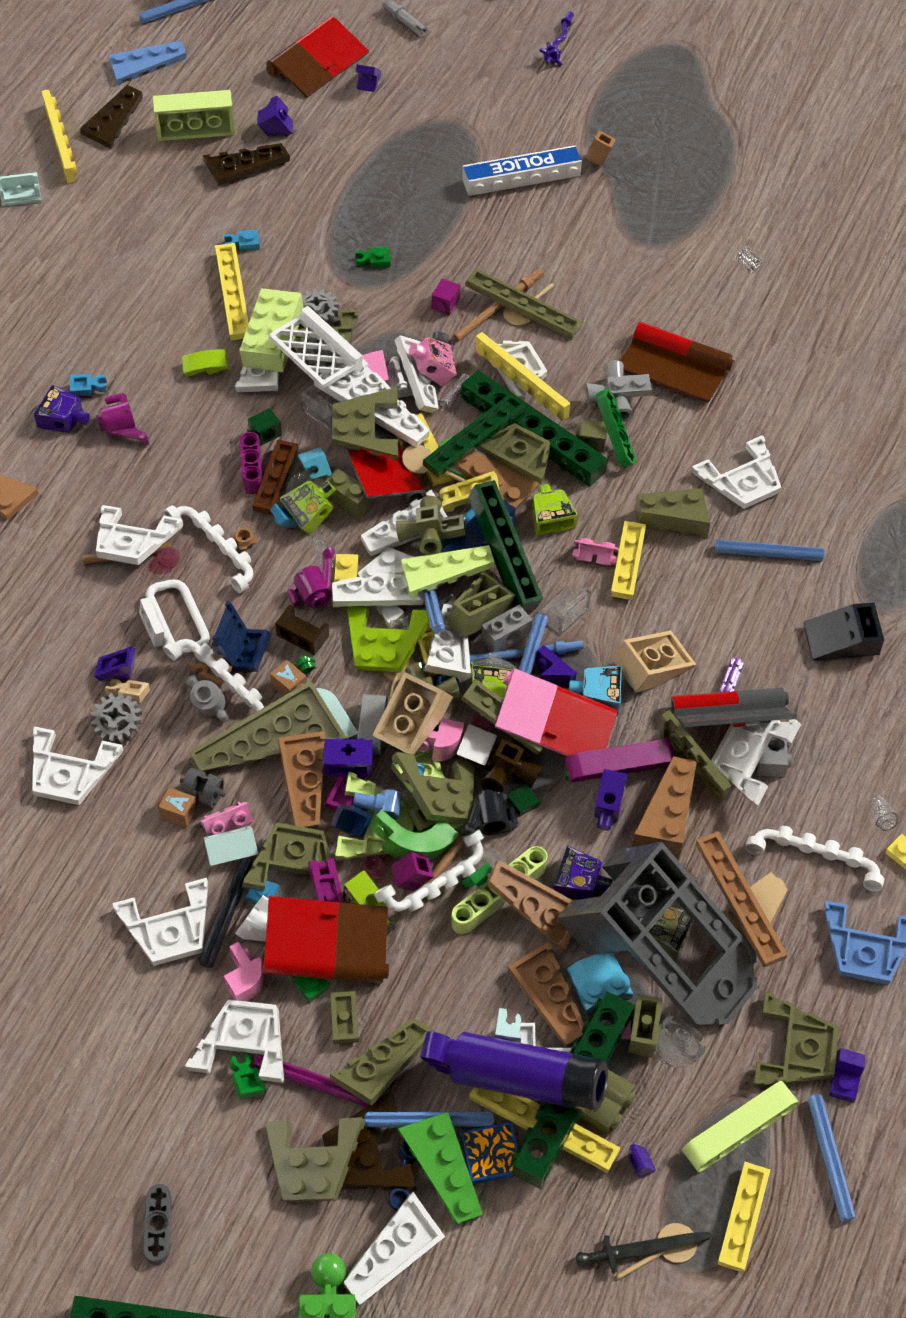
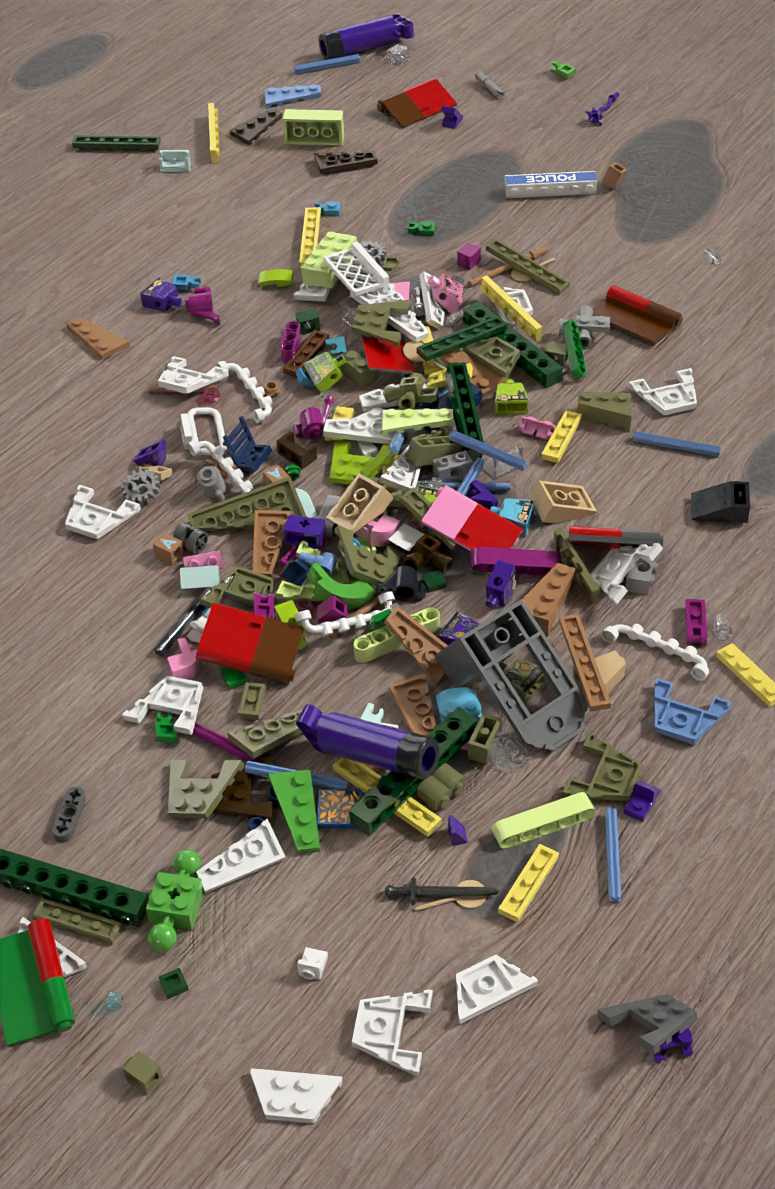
camera: 15 degrees right, 10 degrees down
(171, 933) = (140, 628): white wing -> none
(275, 118) = (373, 135): dark purple brick -> none
(551, 605) = (488, 450): none -> medium blue axle
(731, 675) = (624, 519): axle -> none
(852, 809) = (695, 621): none -> magenta plate

